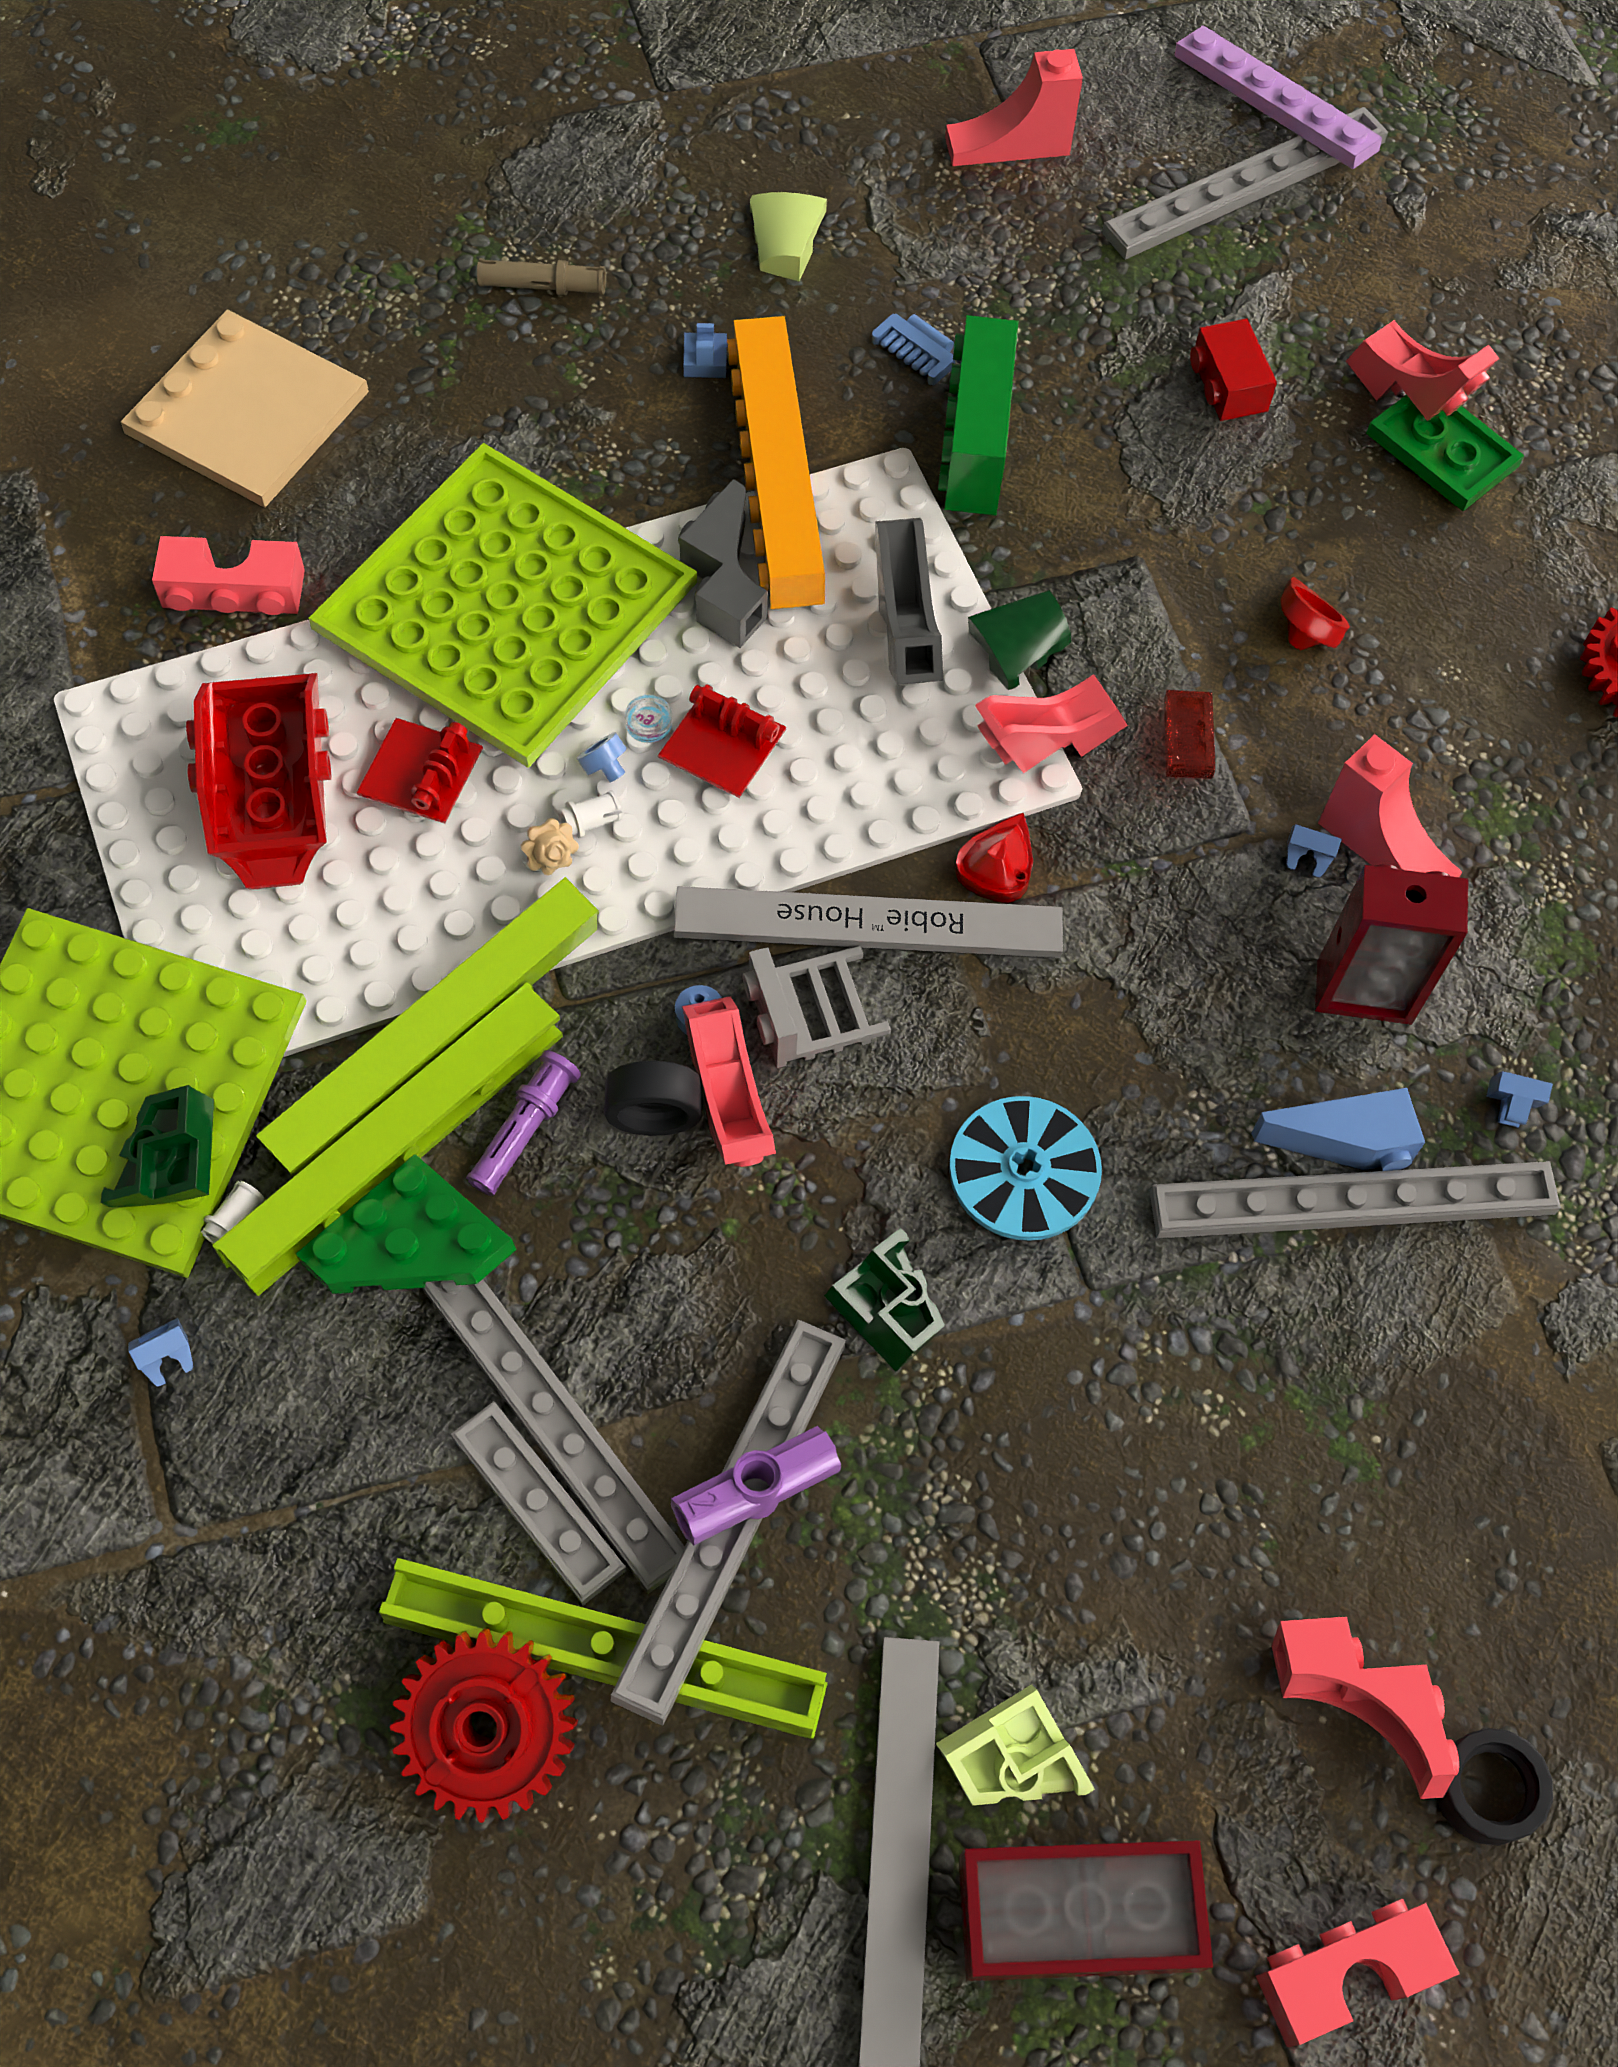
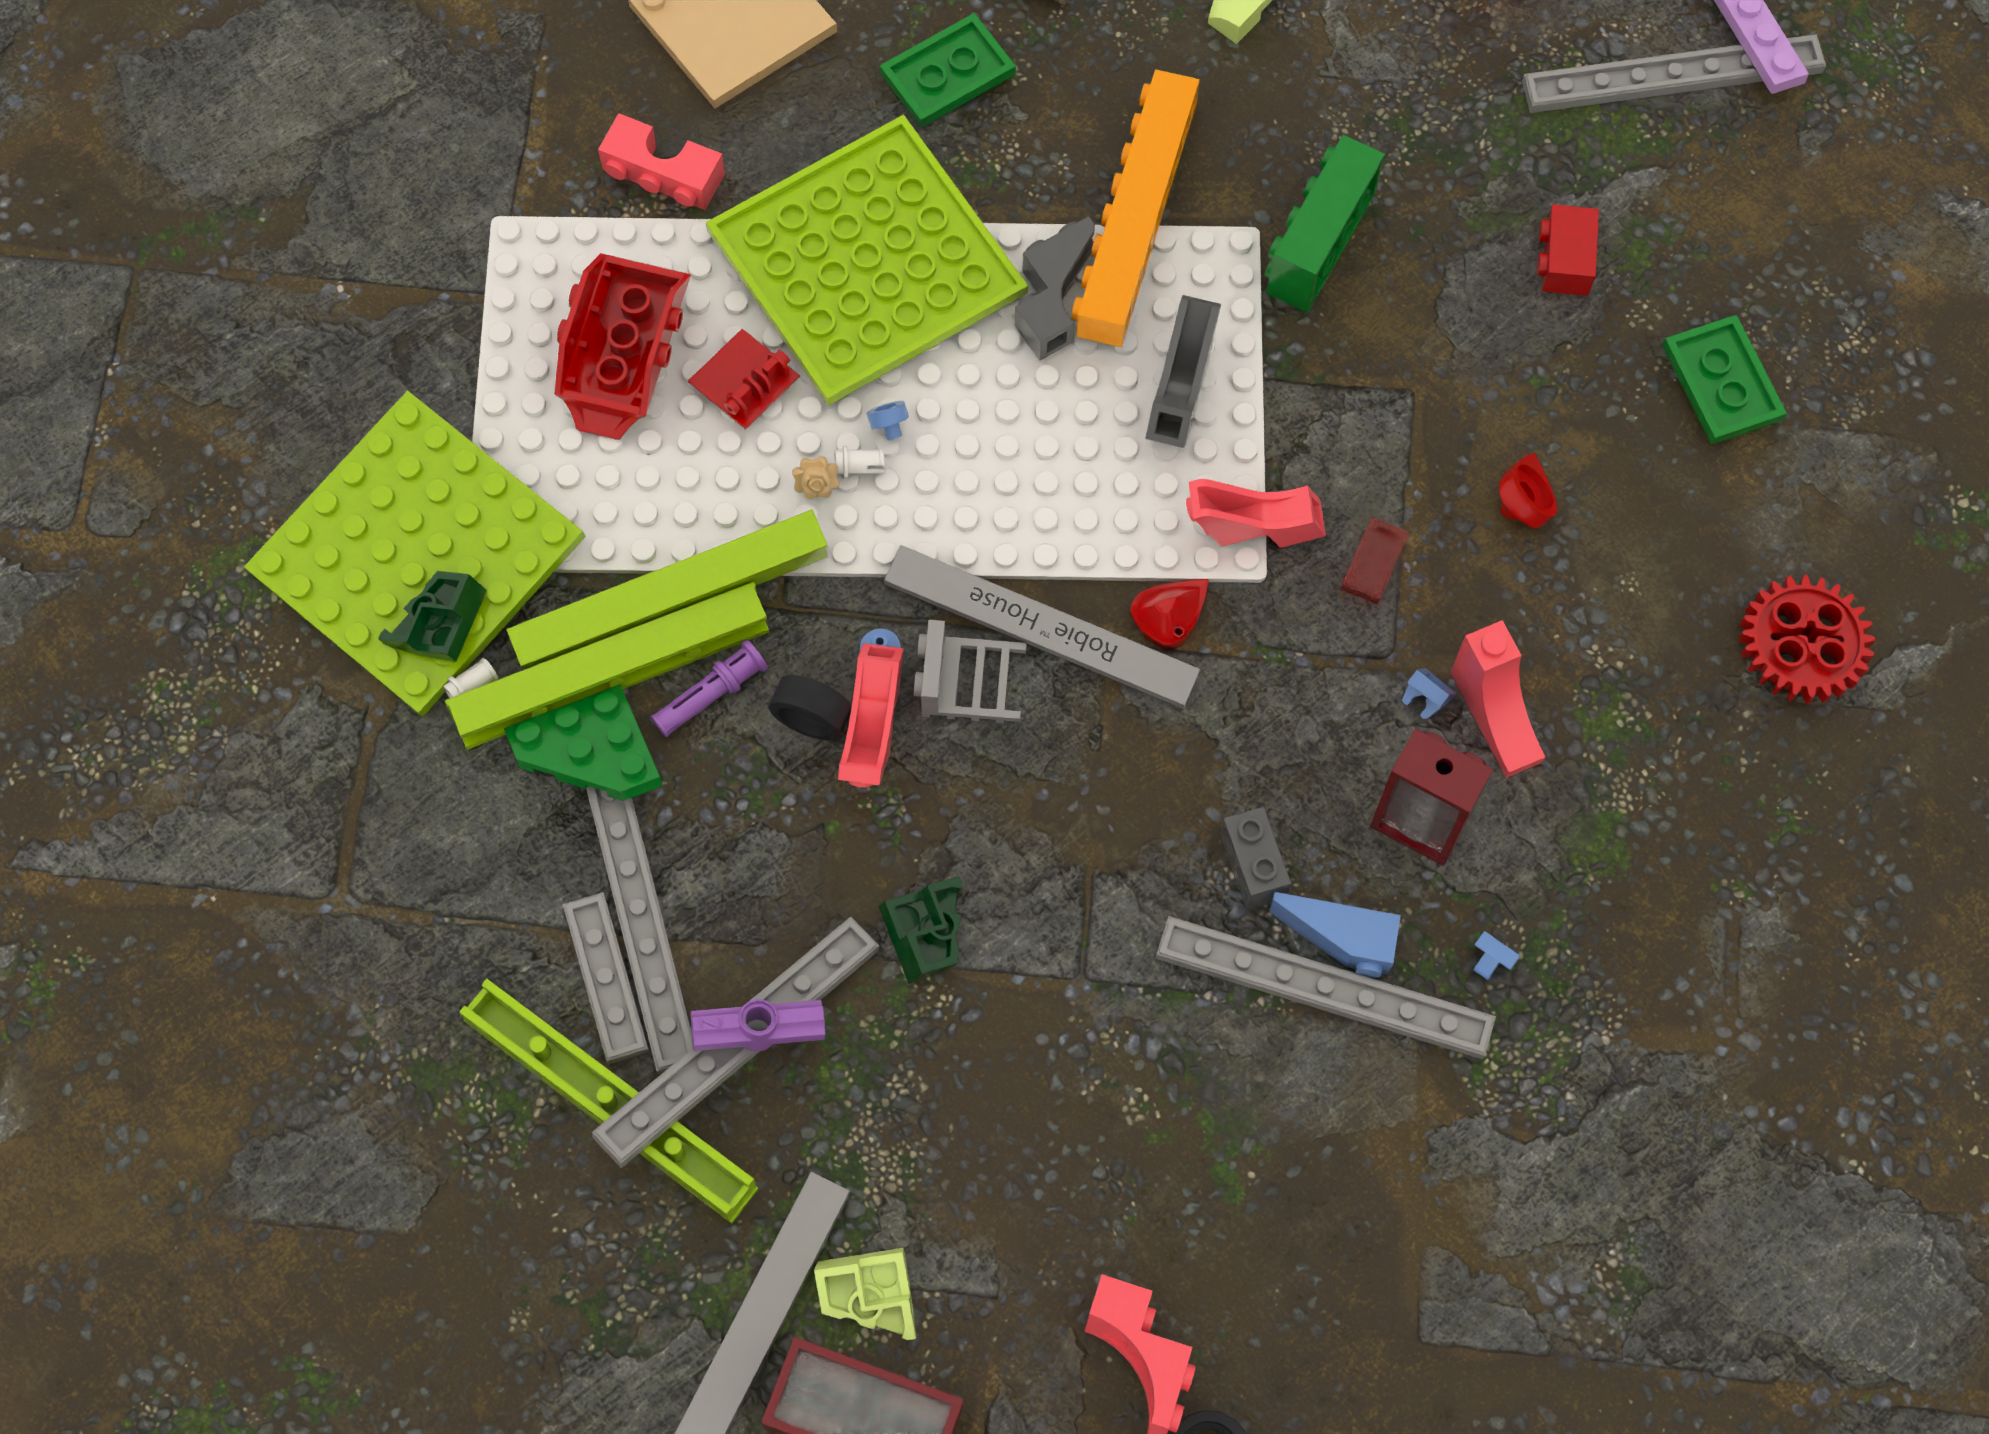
camera: 25 degrees right, 5 degrees up
(153, 1346) = (375, 760): medium blue tile -> none
(456, 1758) = (531, 1115): red gear -> none
(508, 390) = (947, 70): none -> green plate
(648, 718) = (939, 396): clear tile -> none
(705, 352) = (1124, 87): medium blue tile -> none
(722, 741) = (988, 436): red hinge -> none
(920, 338) = (1313, 129): medium blue piece -> none
(1020, 635) = (1272, 428): dark green slope -> none
(1046, 1199) = (1076, 897): medium azure piece -> none
(1218, 1085) = (1254, 857): none -> dark grey brick
(1431, 380) = (1730, 317): coral arch -> none

